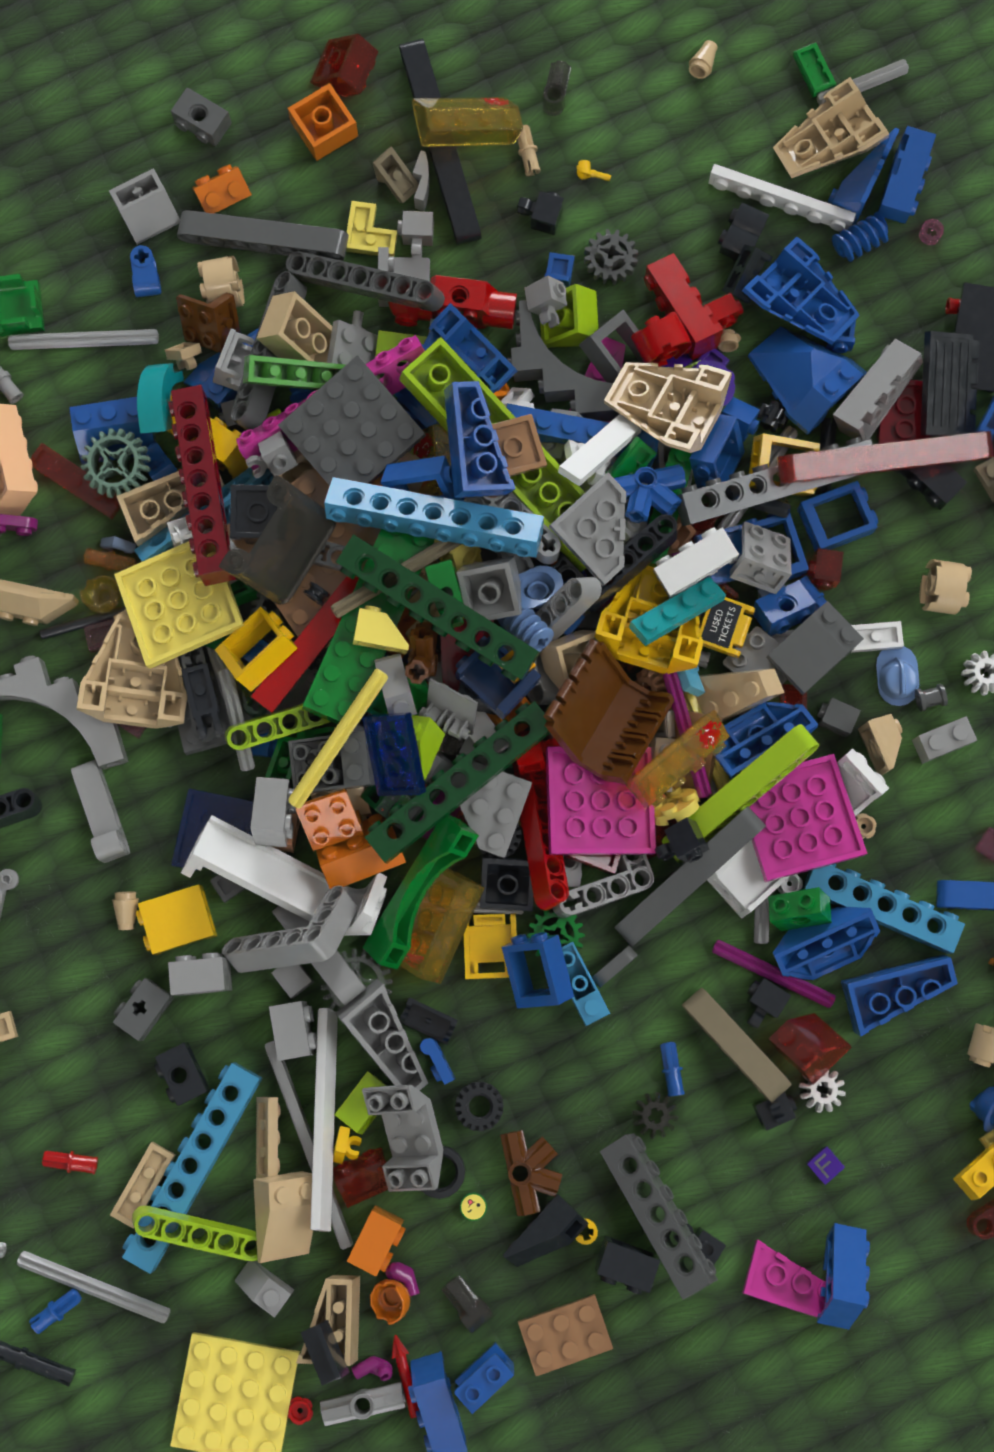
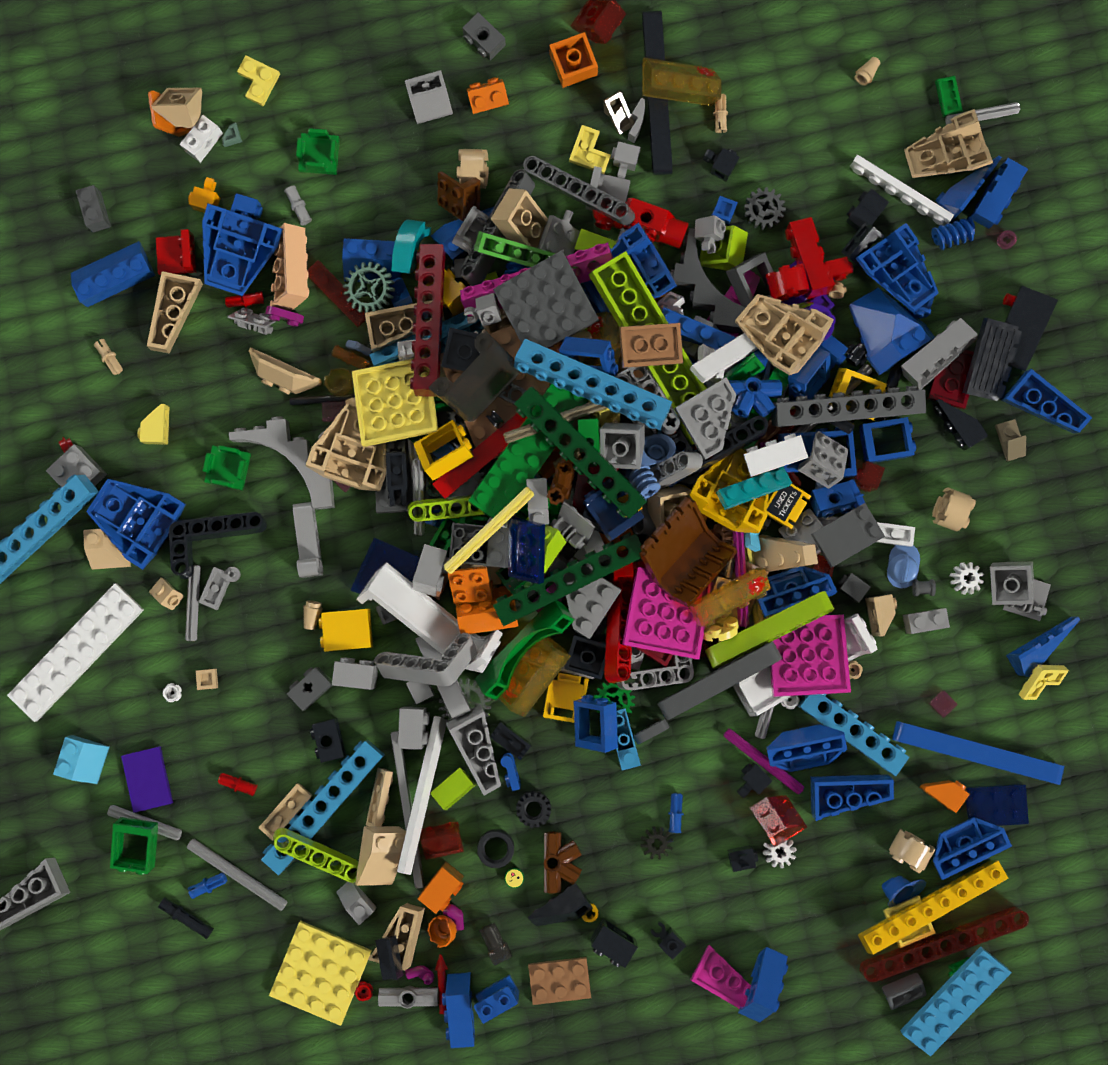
camera: 15 degrees right, 5 degrees up
(83, 339) = (362, 187): light grey axle -> none
(145, 275) = (418, 149): blue piece -> none
(183, 354) = (435, 215): tan tile -> none
(261, 235) = (510, 137): dark grey beam -> none
(343, 1144) = (431, 814): yellow tile -> none
(378, 631) = (533, 459): light yellow slope -> none
(410, 1134) = (481, 821): light grey slope -> none
(473, 444) = (632, 339): blue wedge -> none
(556, 88) = (752, 69): clear smoke piece -> none
(584, 171) = (759, 138): yellow hand -> none
(658, 1232) = (646, 945): dark grey brick -> none
(684, 842) = (721, 656): black brick -> none
(736, 1045) = (725, 807): dark tan beam -> none
(799, 909) = (793, 721): green brick -> none
(825, 1165) = (769, 904): dark purple tile -> none
(885, 457) = (932, 406): clear red beam -> none

